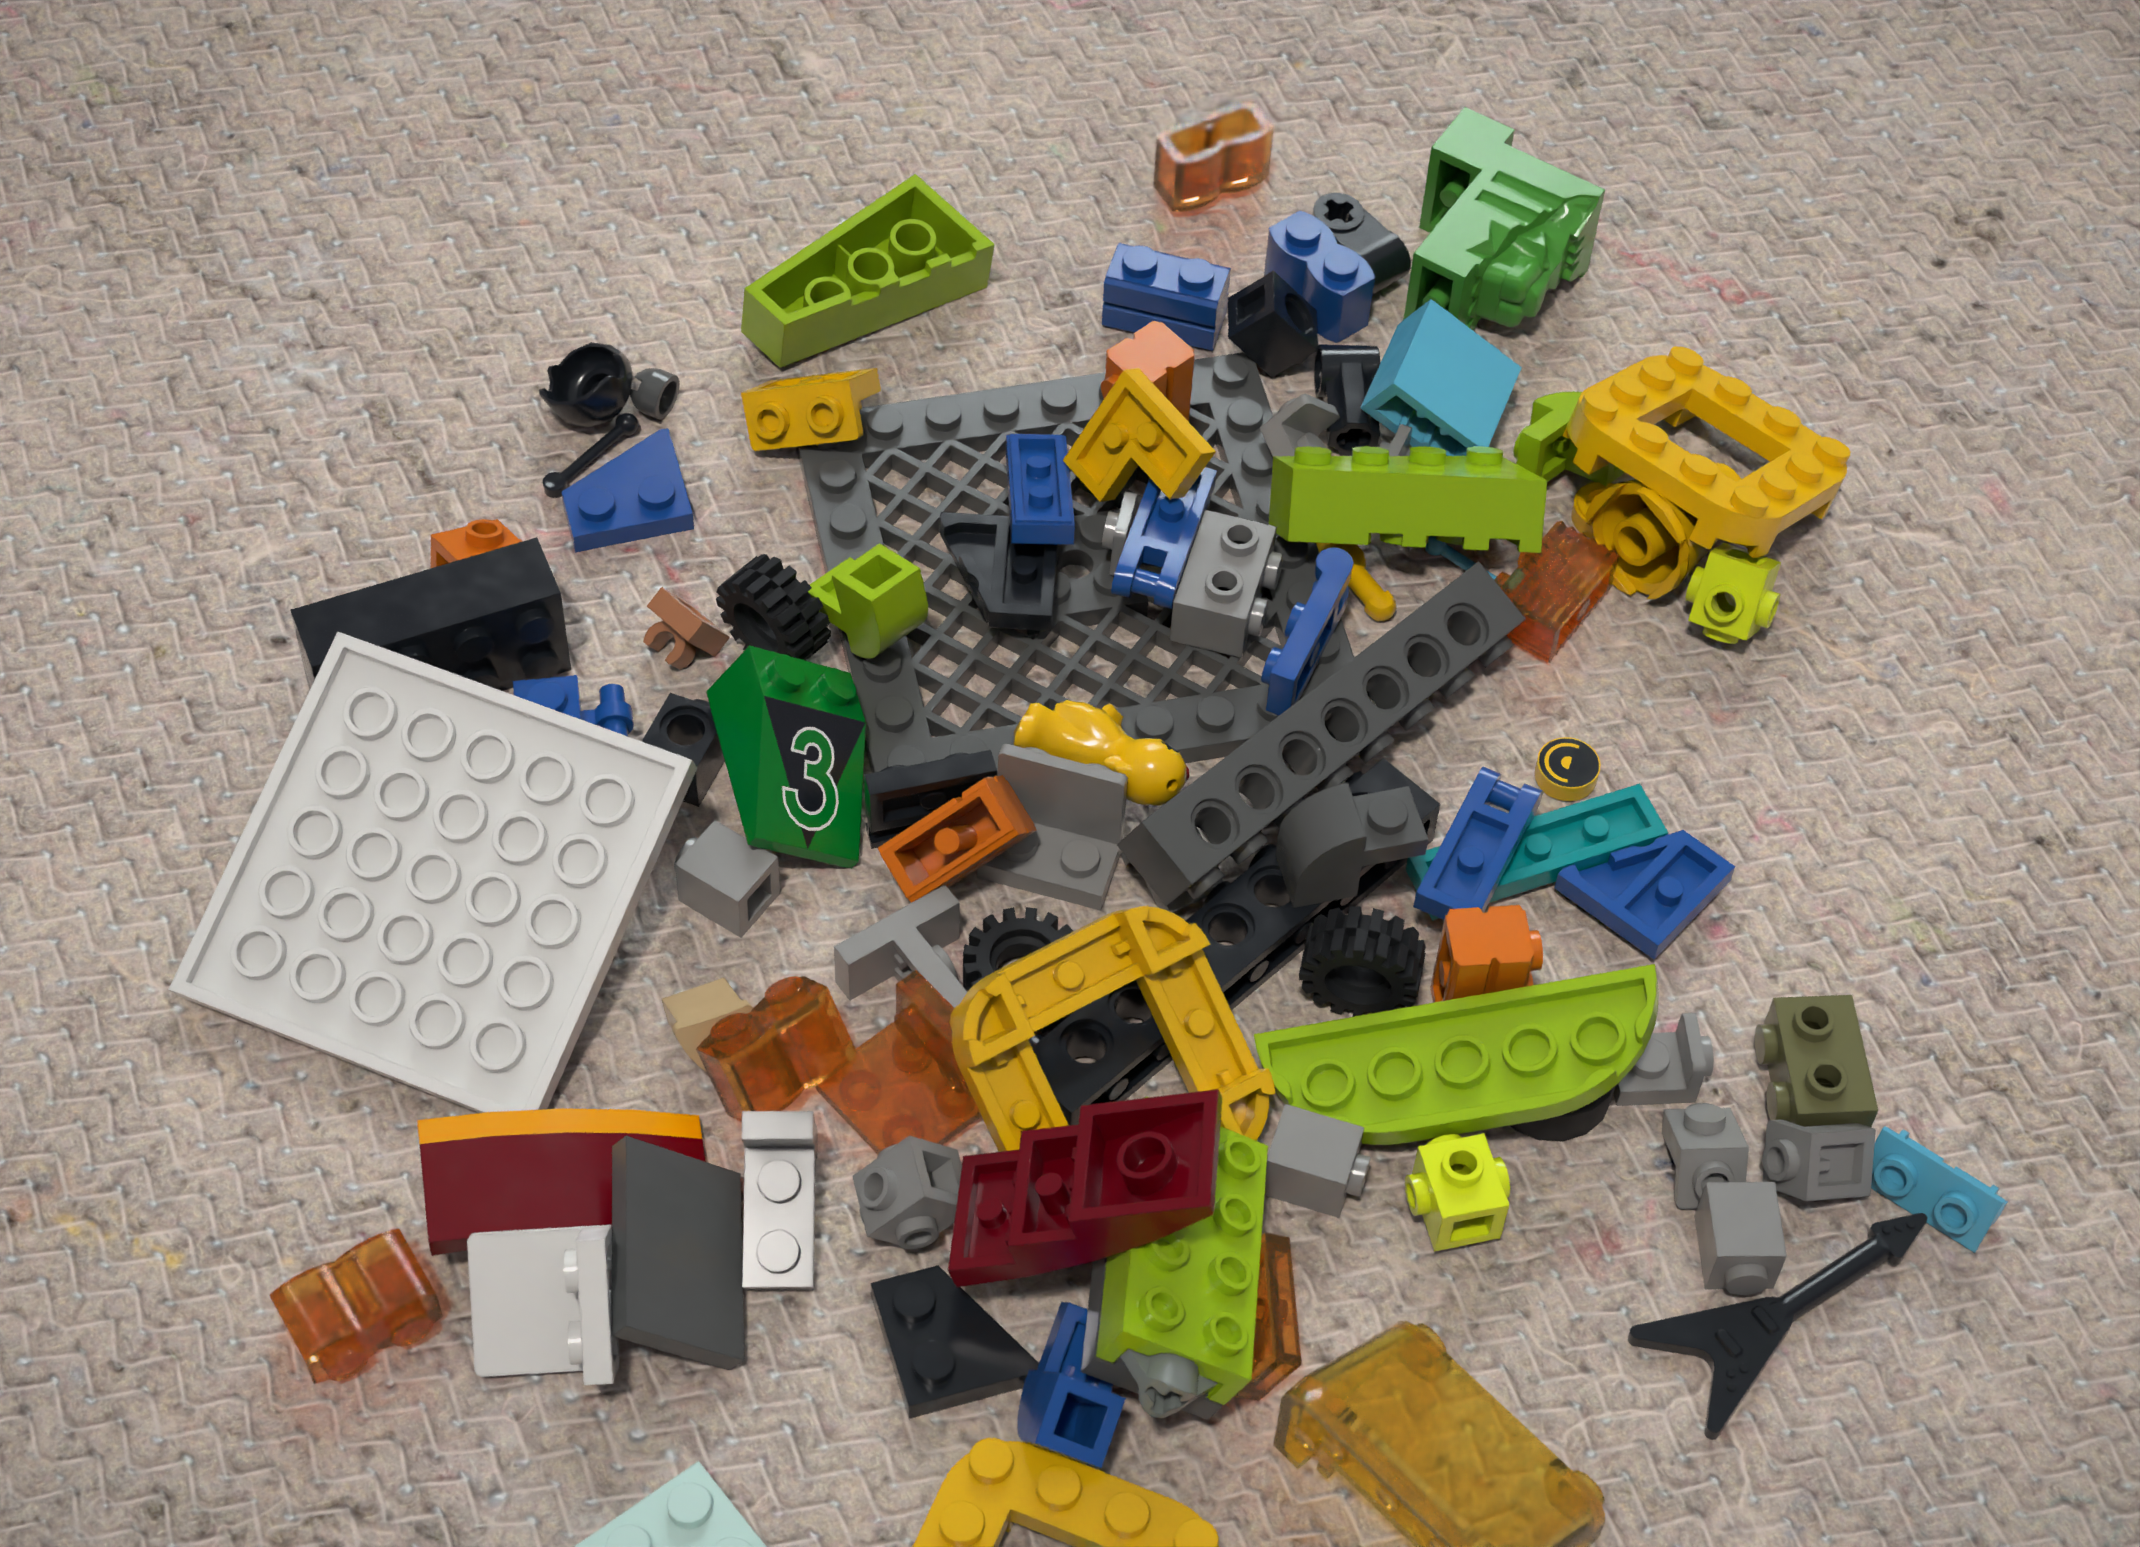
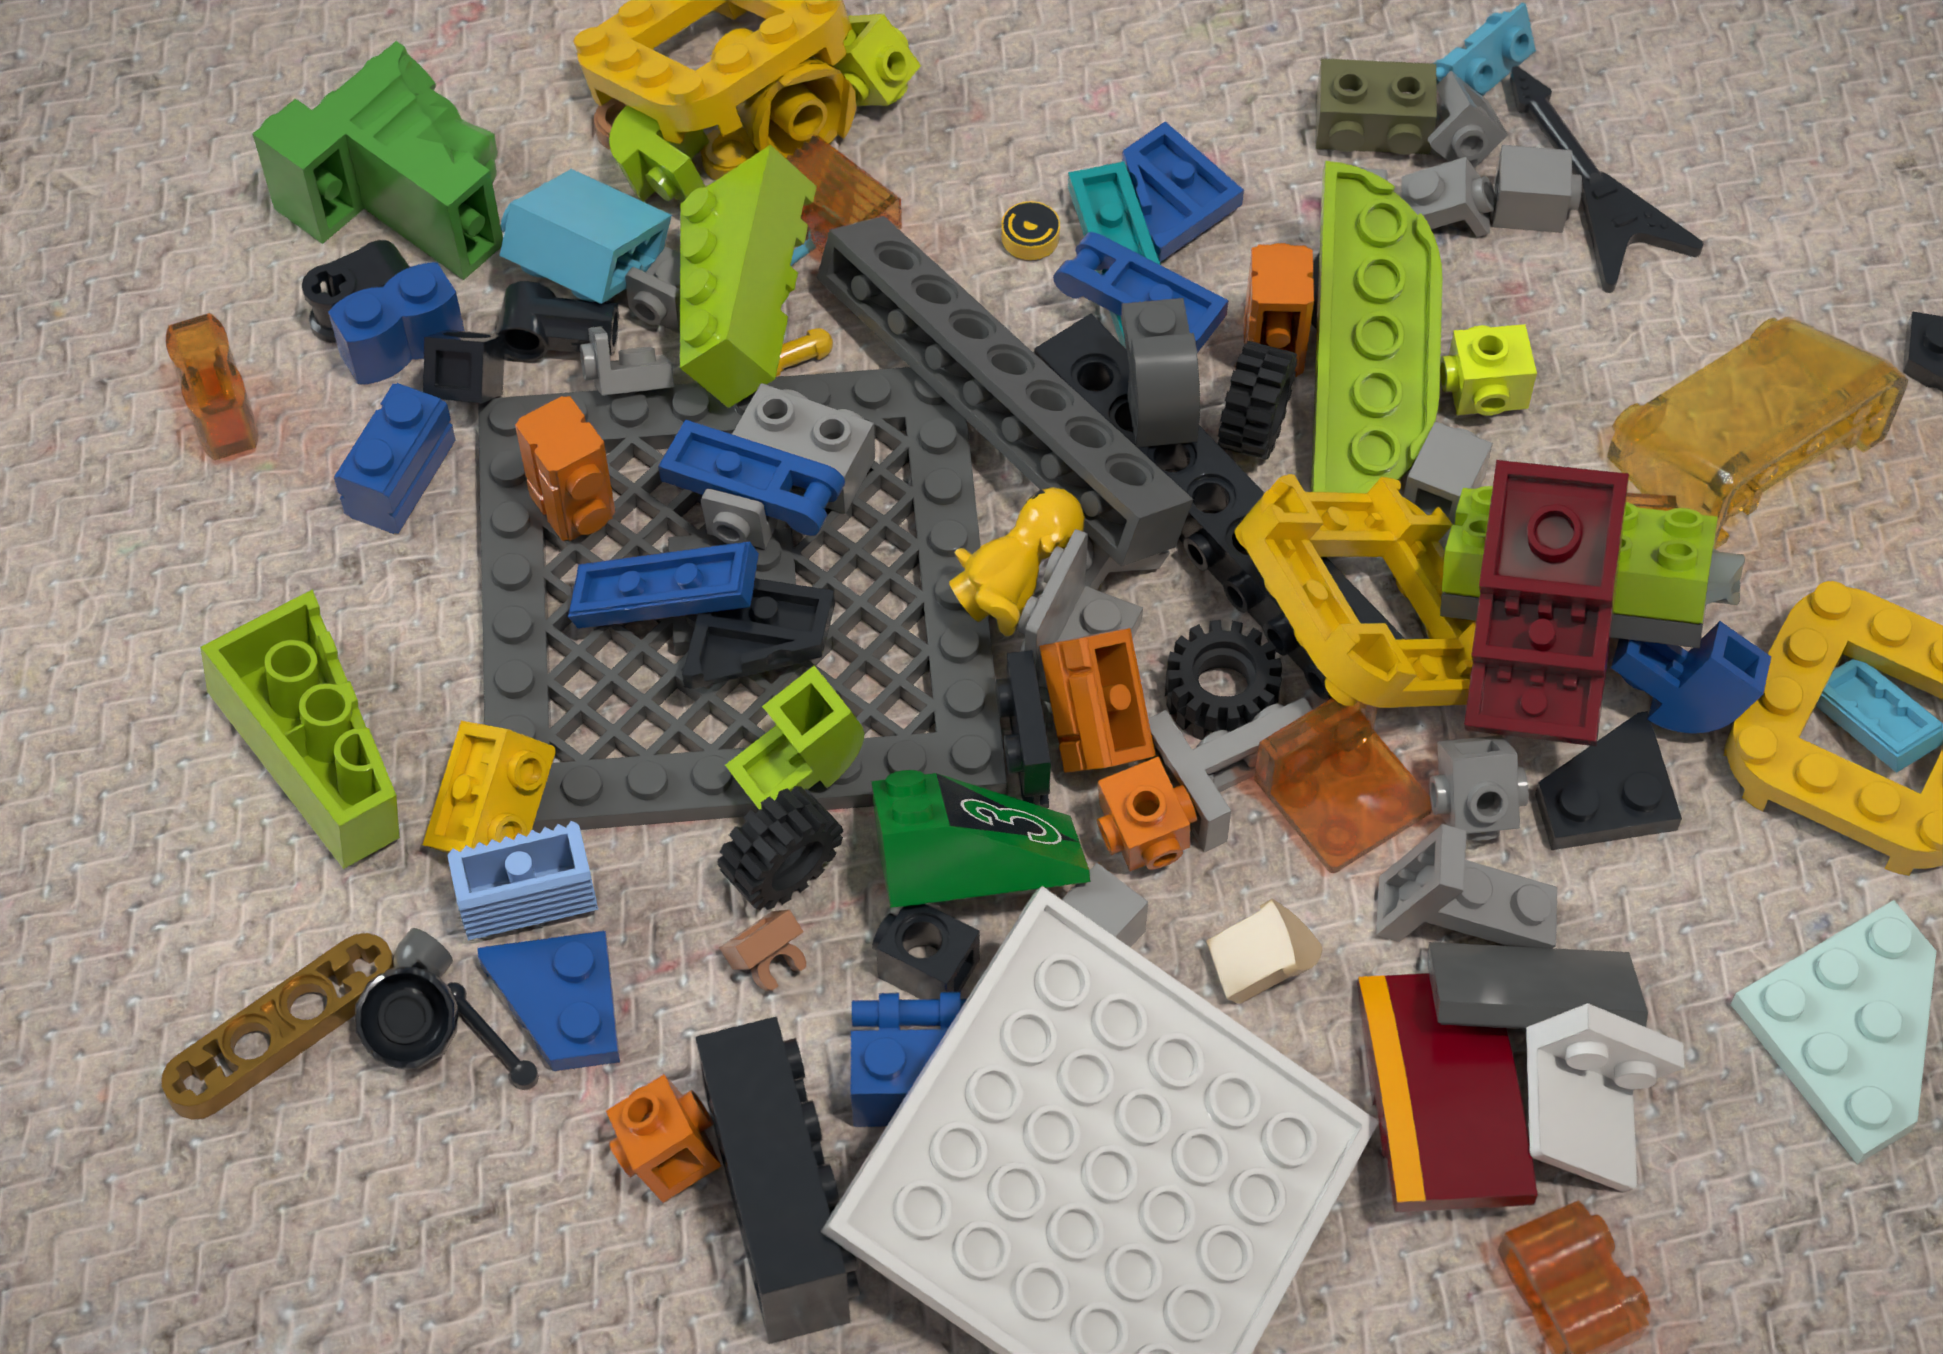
camera: 80 degrees left, 5 degrees up
(594, 310) = (273, 1016): none -> pearl gold beam
(724, 438) = (522, 881): none -> light blue brick
(777, 1048) = (1316, 891): clear orange brick -> none
(841, 898) = (1145, 816): none -> orange brick
(1135, 429) = (641, 466): yellow plate -> none
(1308, 631) = (881, 381): blue plate -> none

